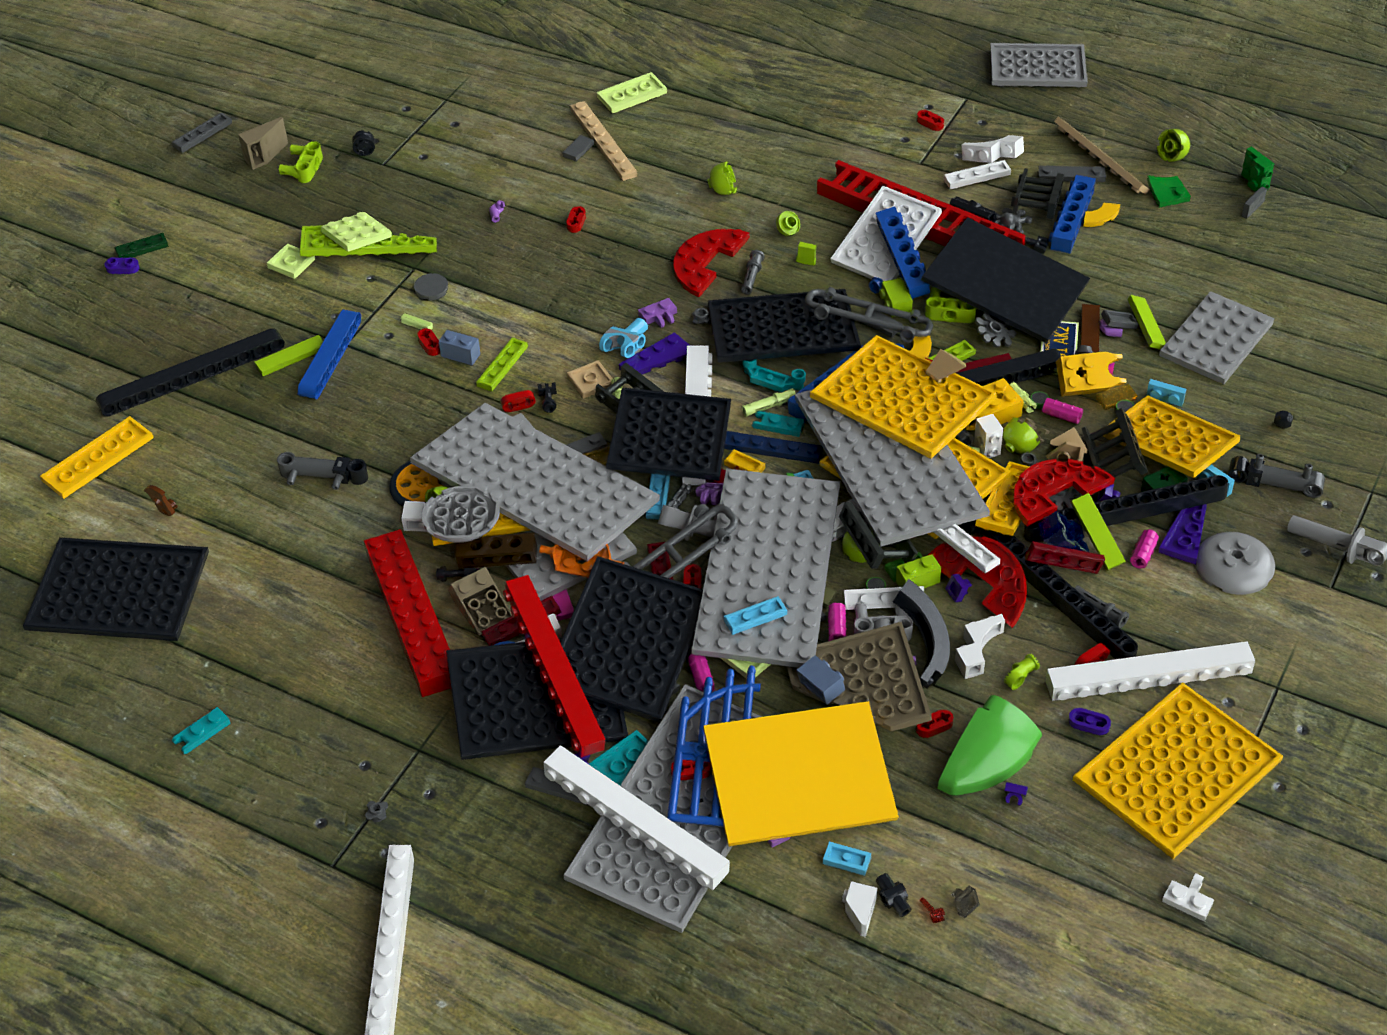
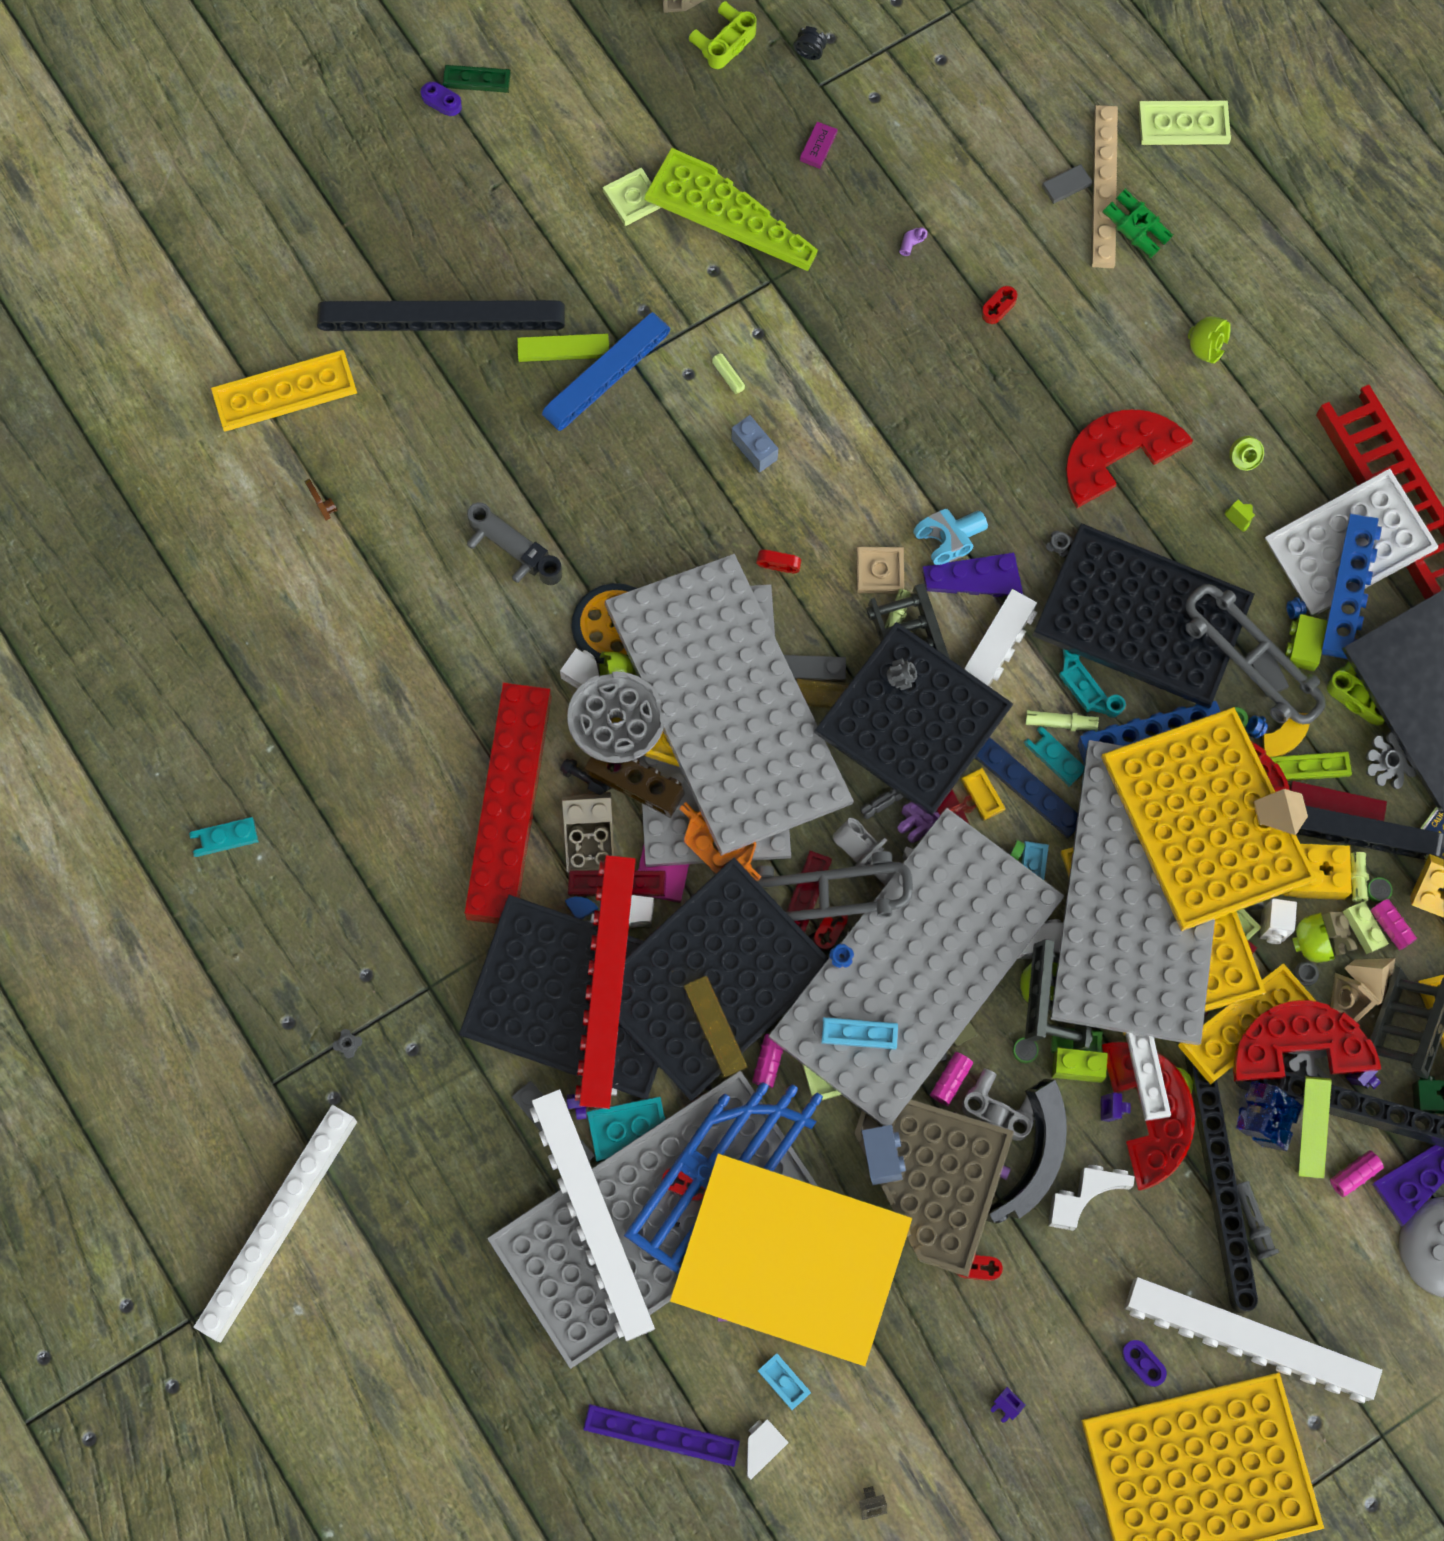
camera: 25 degrees right, 25 degrees up
(117, 589) = (225, 593): black tile -> none
(356, 231) = (727, 193): yellowish green plate -> none
(401, 191) = (818, 145): none -> magenta tile
(426, 343) = (722, 411): red beam -> none
(431, 286) = (773, 324): dark grey tile -> none
(502, 364) = (792, 491): lime tile -> none
(548, 404) = (810, 586): black hinge -> none
(637, 145) = (1138, 213): none -> green pin
(645, 406) = (901, 674): none -> dark grey gear
(650, 662) = (715, 1026): none -> clear yellow tile
(658, 311) = (1014, 507): medium lavender hinge -> none
(660, 485) = (860, 788): medium azure tile -> none
(712, 575) = (846, 951): none -> blue plate
(753, 266) = (1166, 498): dark grey pin -> none
(779, 940) = (661, 1435): none -> dark purple tile
(872, 597) = (1017, 1069): white plate -> none
(893, 895) = (804, 1453): black axle -> none
(935, 914) = (835, 1501): clear red hand -> none
(990, 749) = (1014, 1340): bright green panel -> none
(1020, 671) = (1114, 1255): lime connector -> none
(1047, 421) = (1365, 927): none -> yellowish green plate
(1064, 557) = (1252, 1143): dark red tile -> none
(1095, 654) = (1200, 1284): red beam -> none

